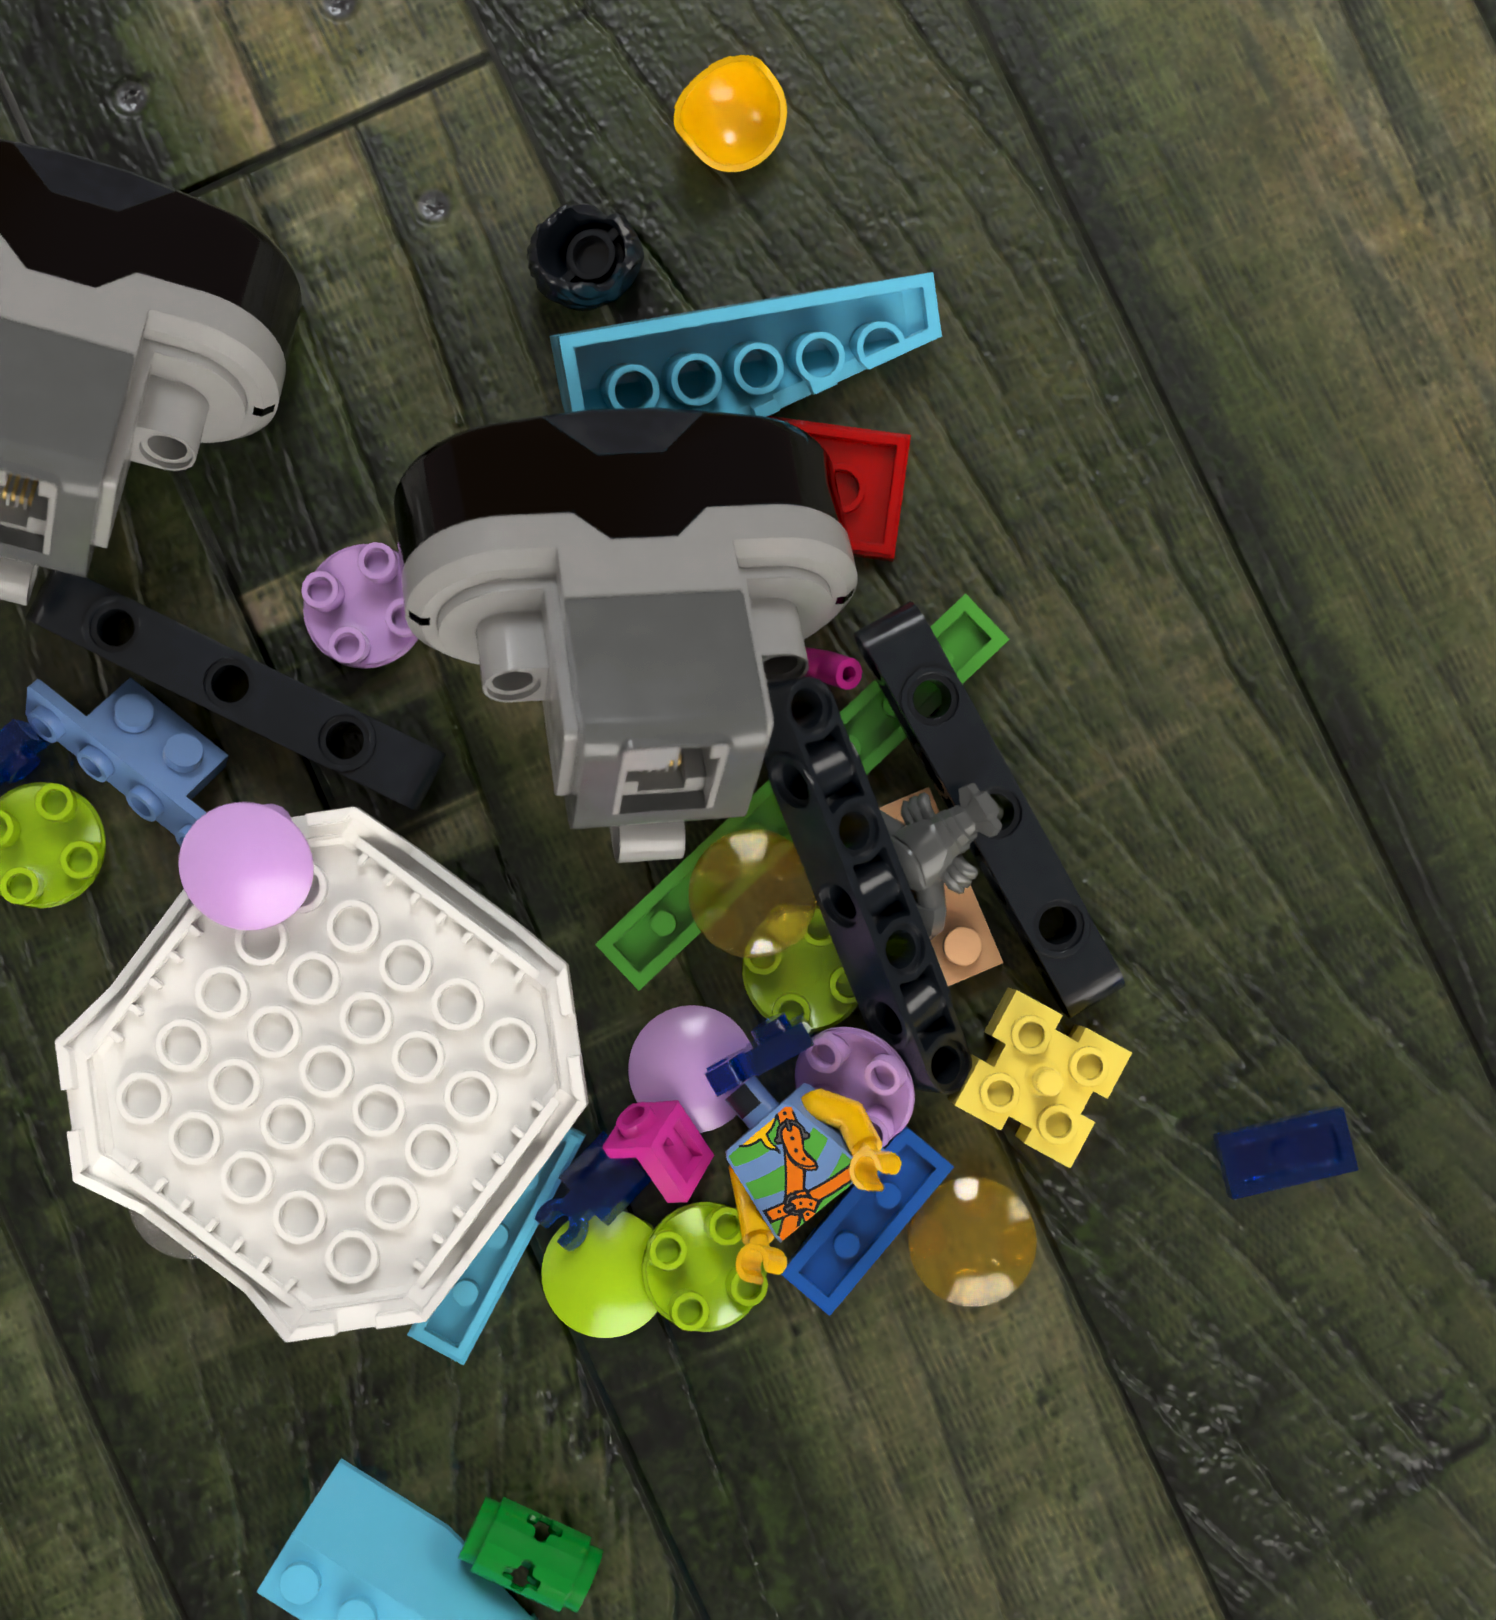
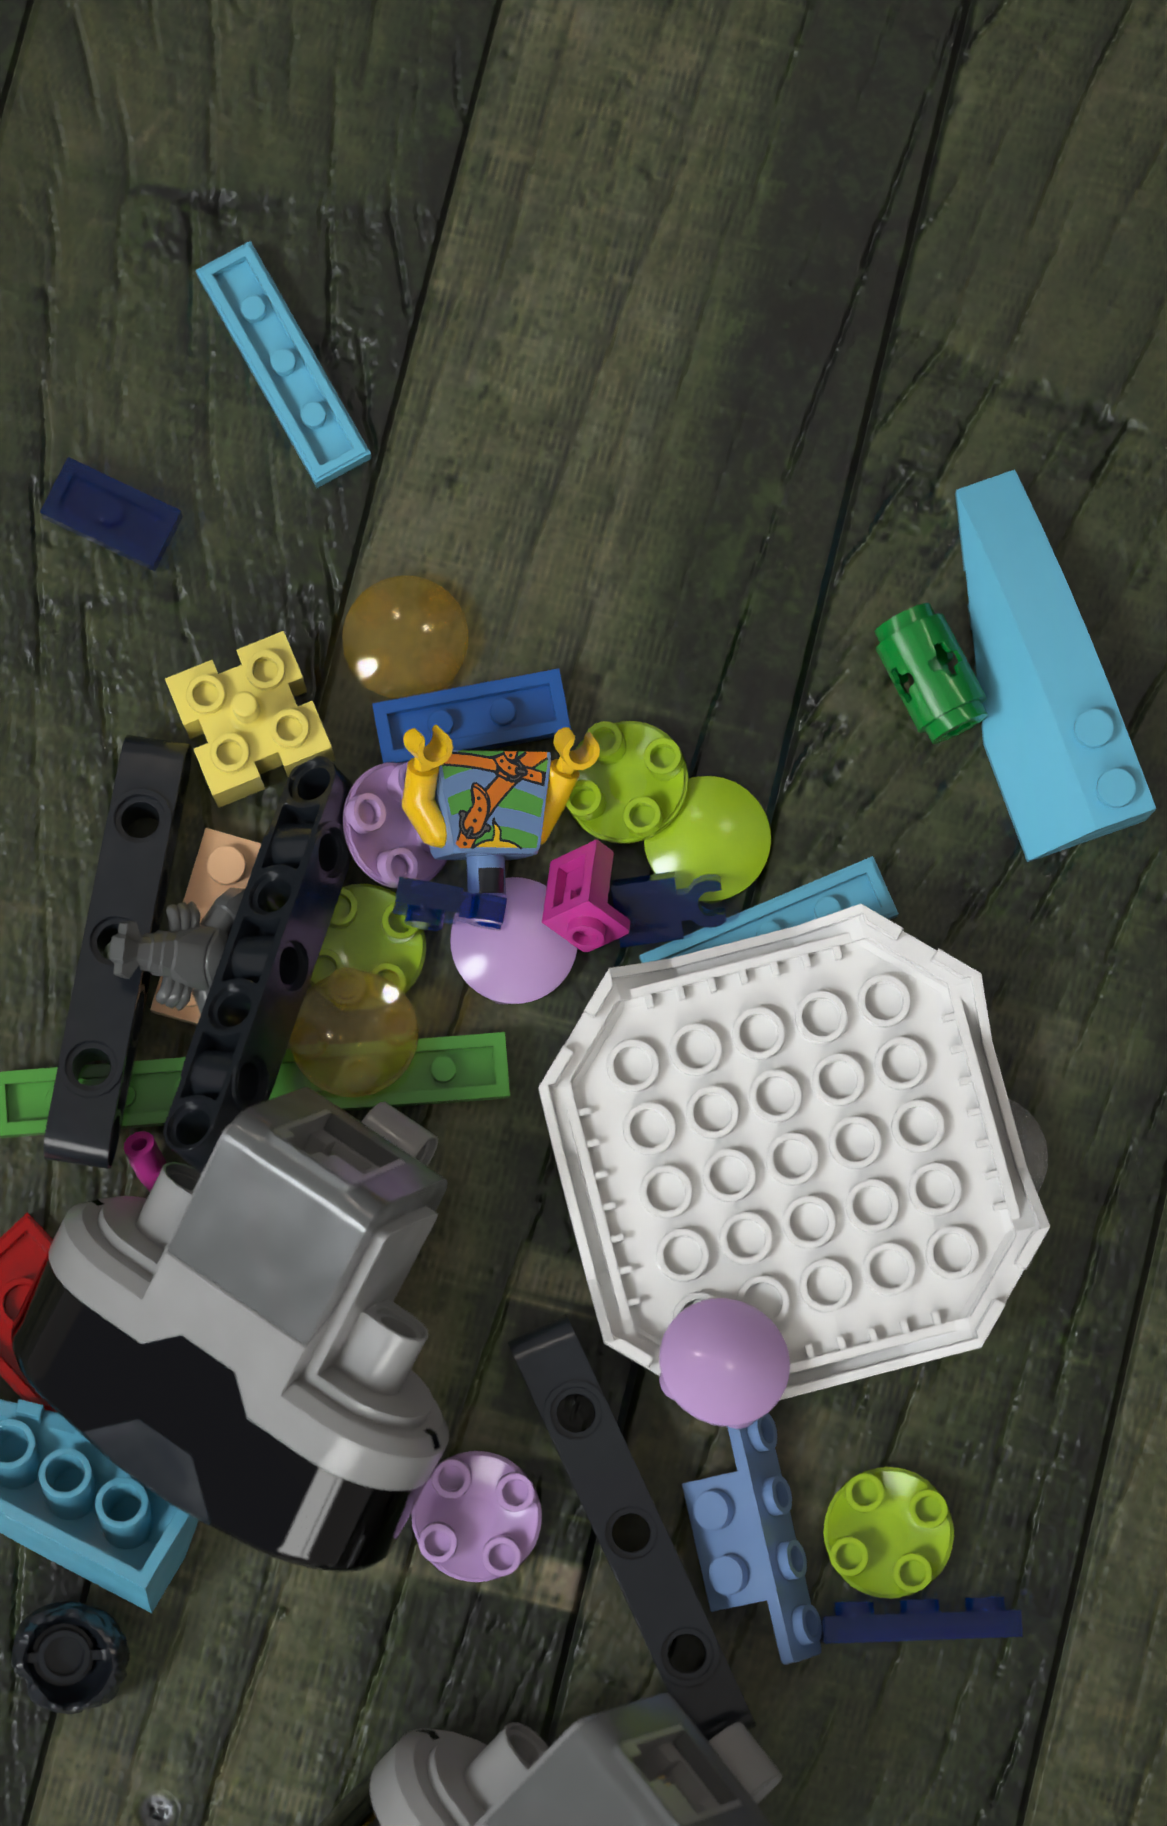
camera: 150 degrees left, 5 degrees down
(1252, 1386) = (283, 364): none -> medium azure tile

